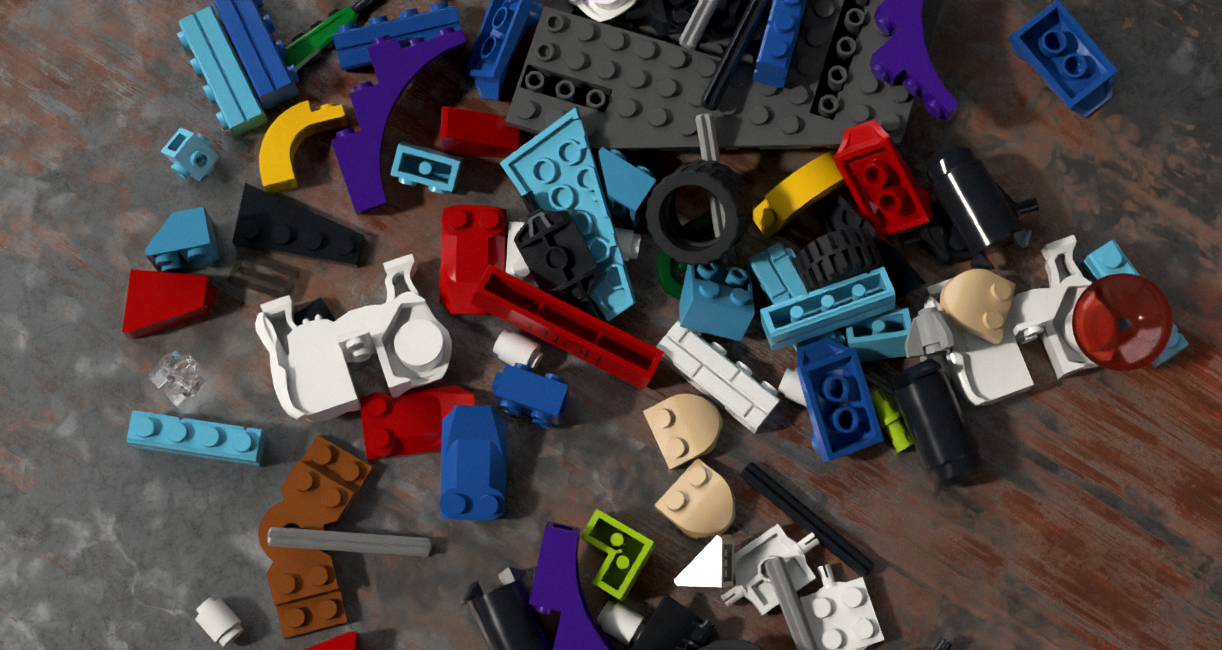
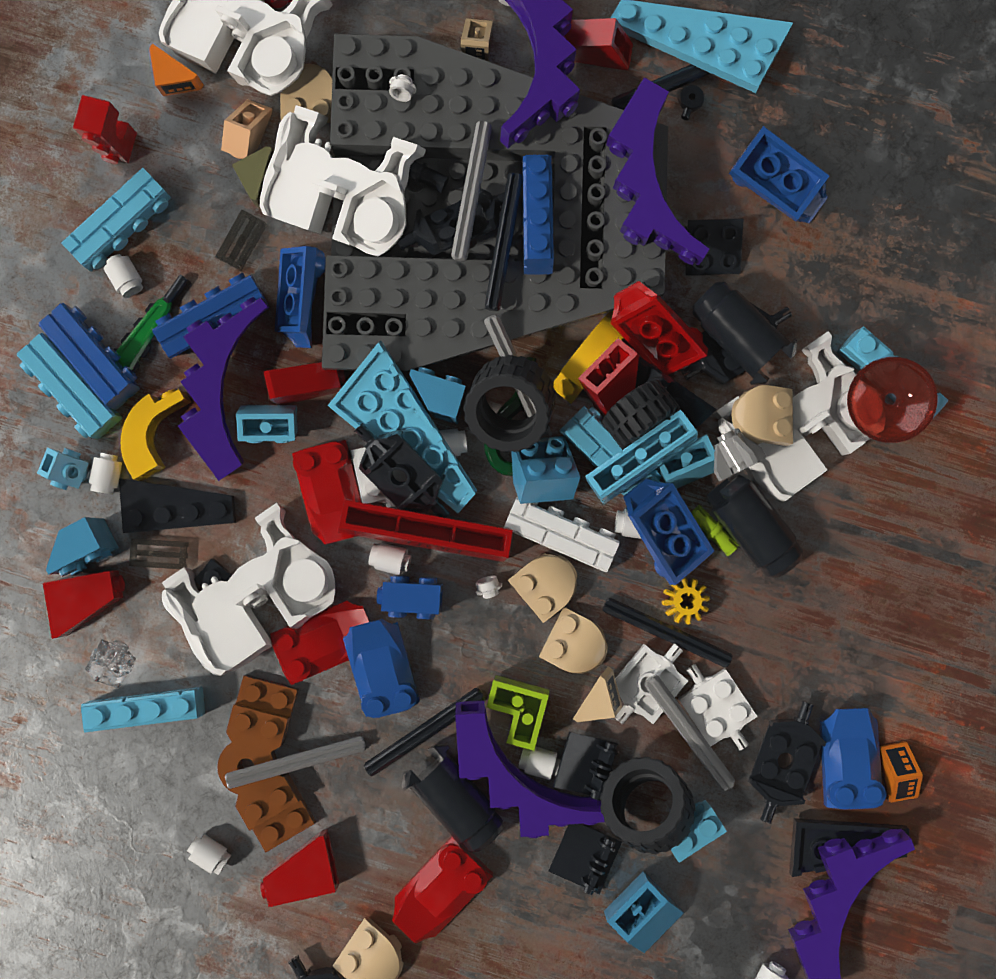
camera: 15 degrees left, 10 degrees up
(232, 174) = (105, 473): none -> white brick
(485, 559) = (418, 735): none -> black axle
(619, 412) = (488, 586): none -> white plate
(817, 212) = (611, 376): none -> red slope
(847, 495) = (695, 601): none -> yellow gear
(978, 115) = (724, 244): none -> black hinge

